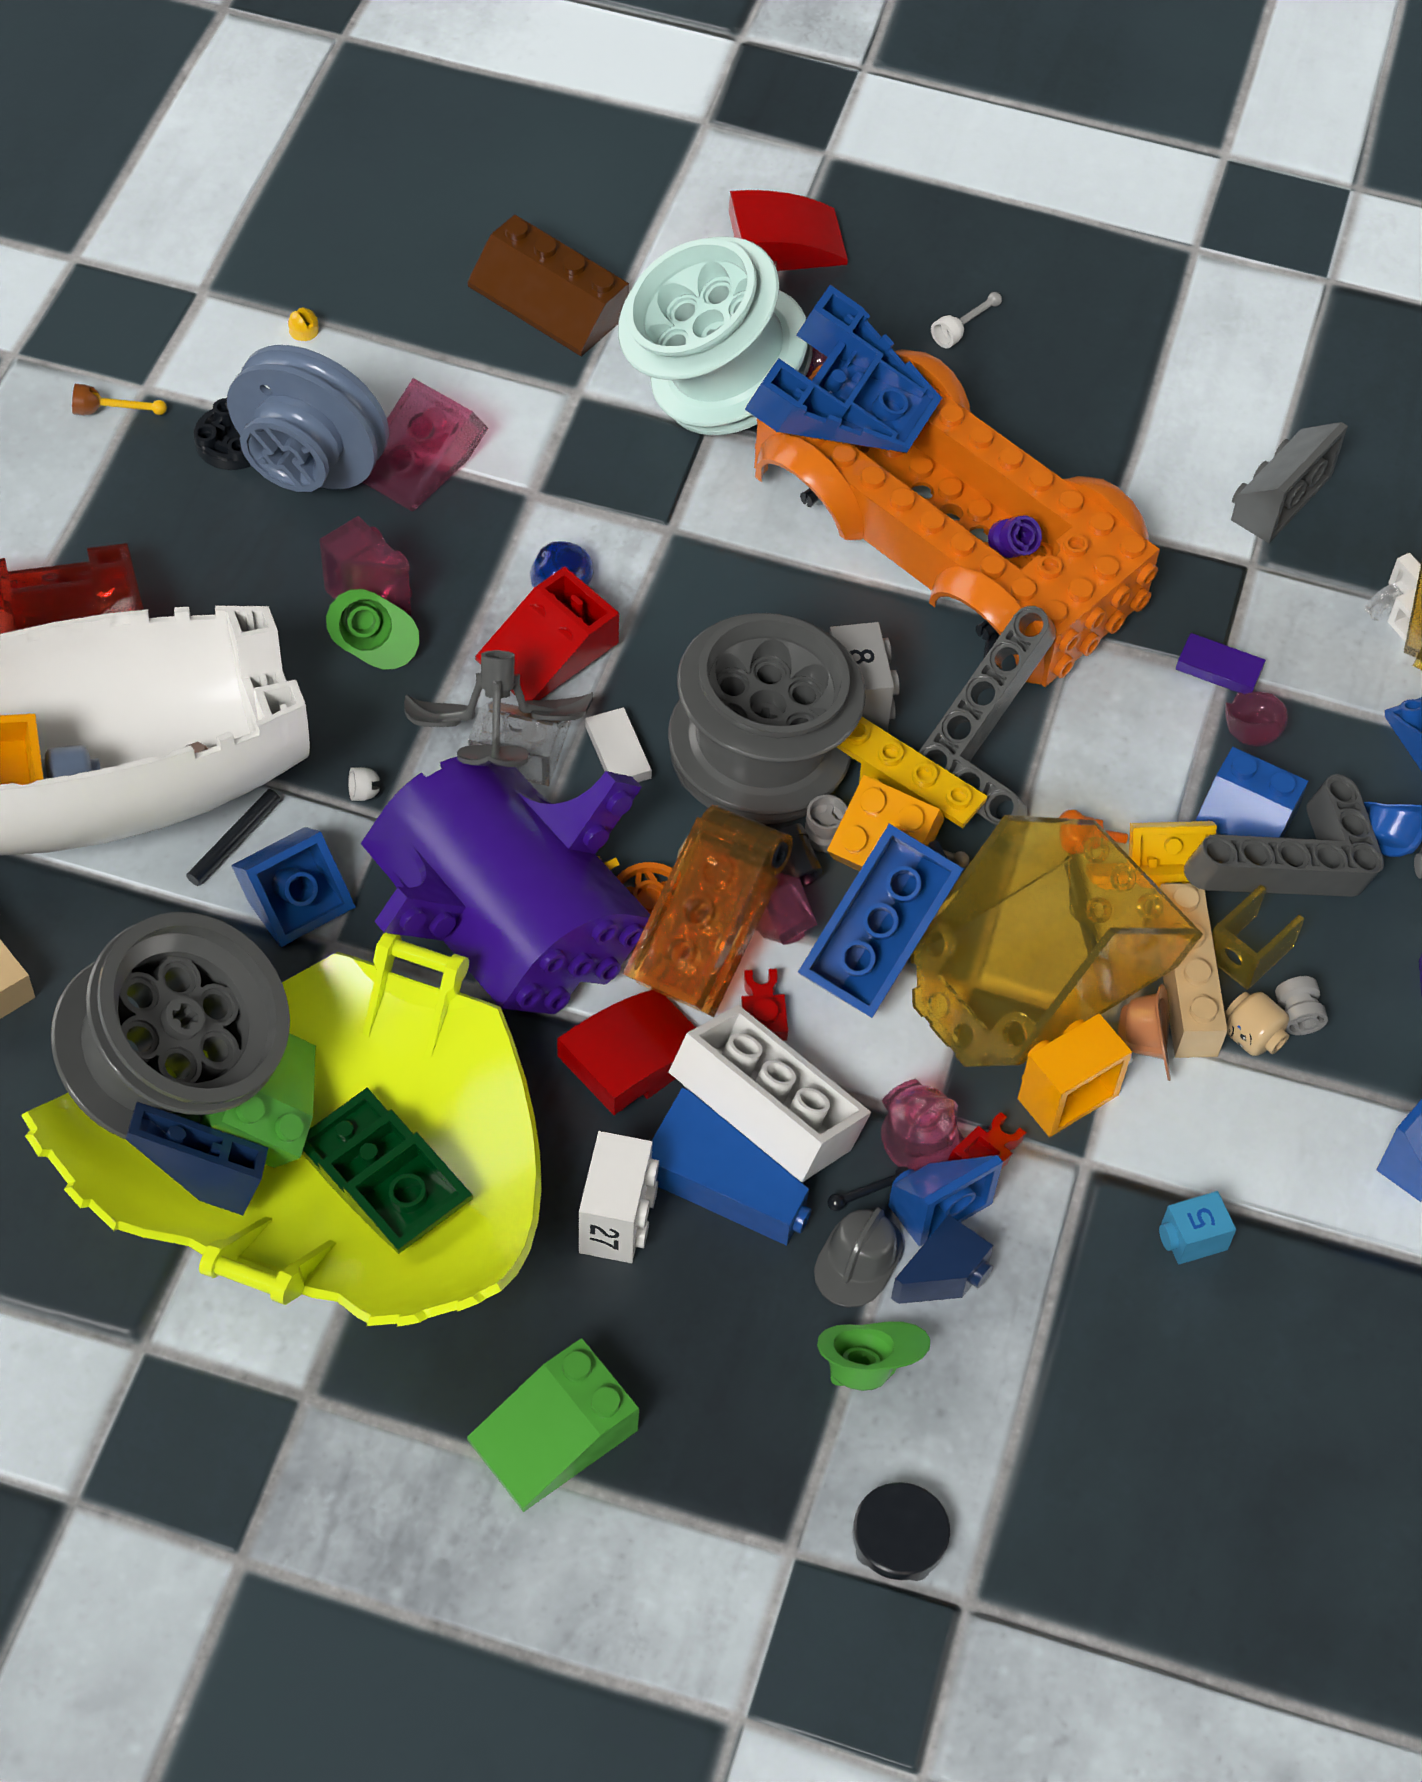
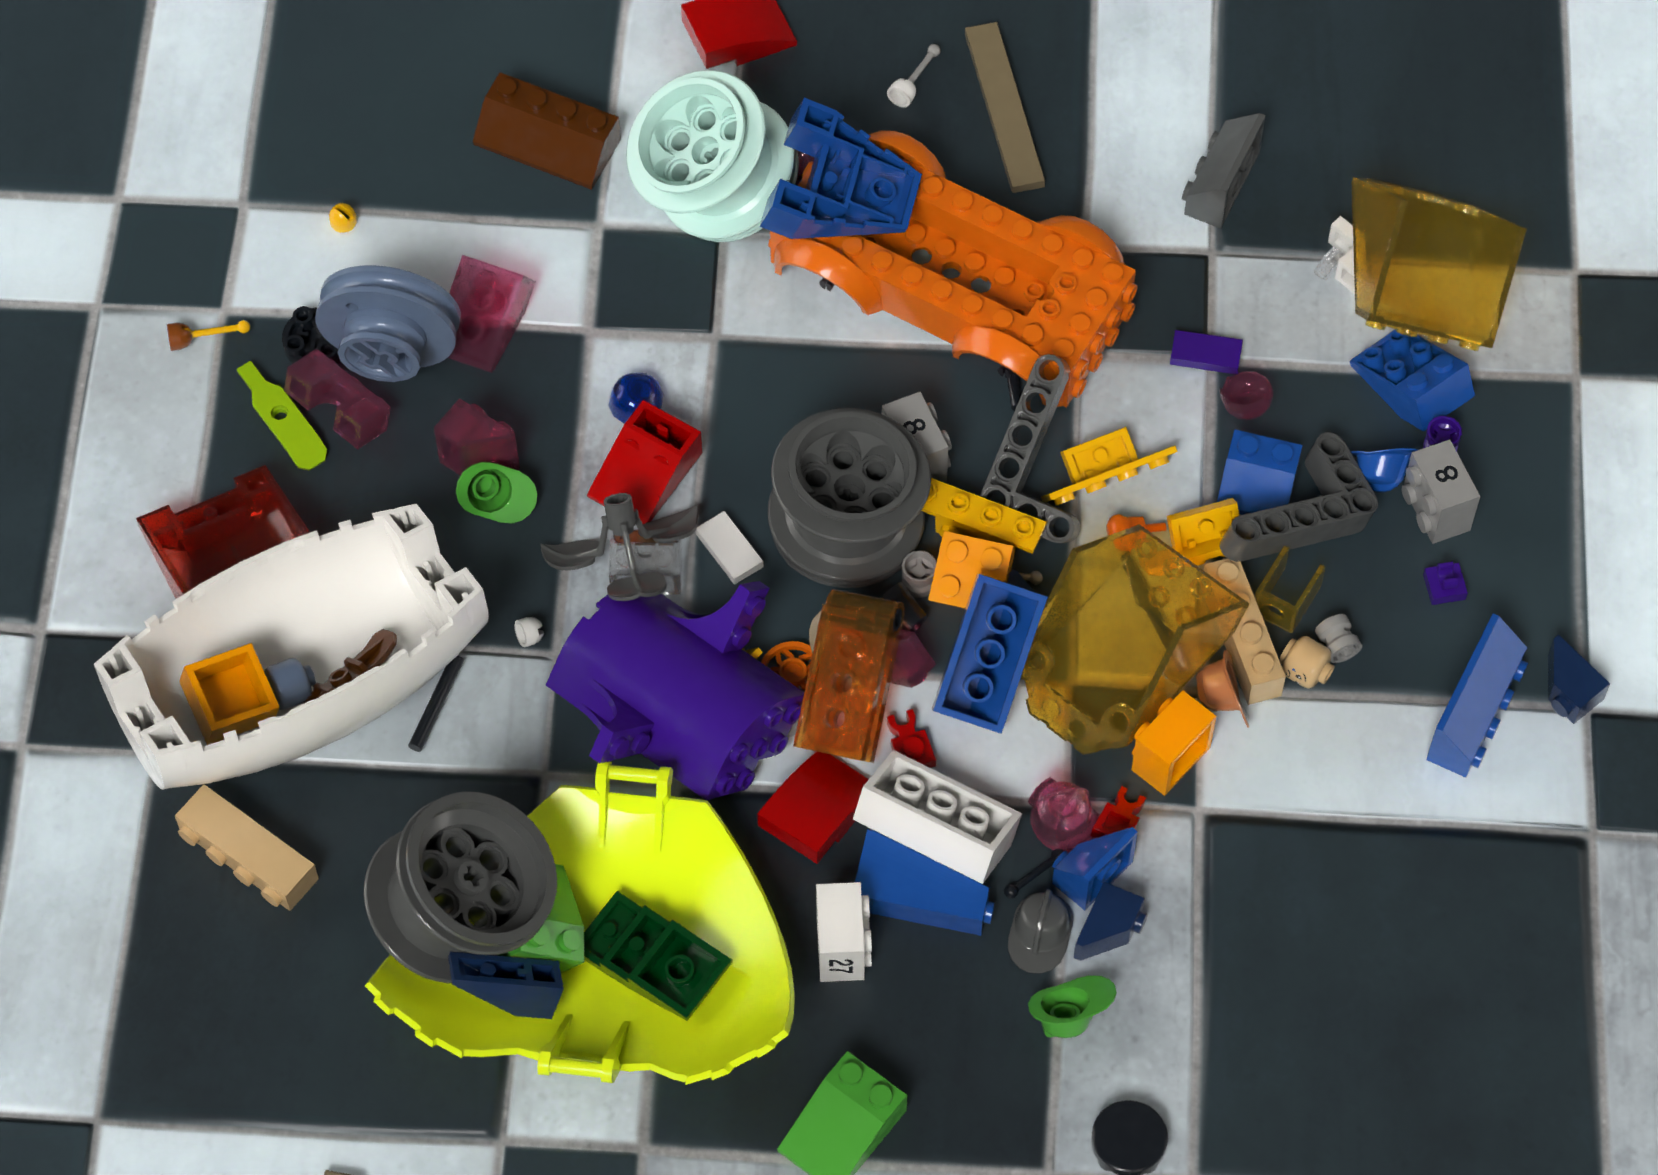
camera: 10 degrees left, 5 degrees up
(174, 522) = (294, 430): none -> lime piece
(249, 514) = (320, 380): none -> clear pink arch
(294, 885) = (501, 733): blue slope -> none
(1015, 536) = (1012, 285): dark purple wheel -> none
(1057, 371) = (1004, 107): none -> dark tan tile
(1069, 749) = (1102, 459): none -> yellow bracket
(1197, 1228) = (1298, 843): dark azure brick -> none

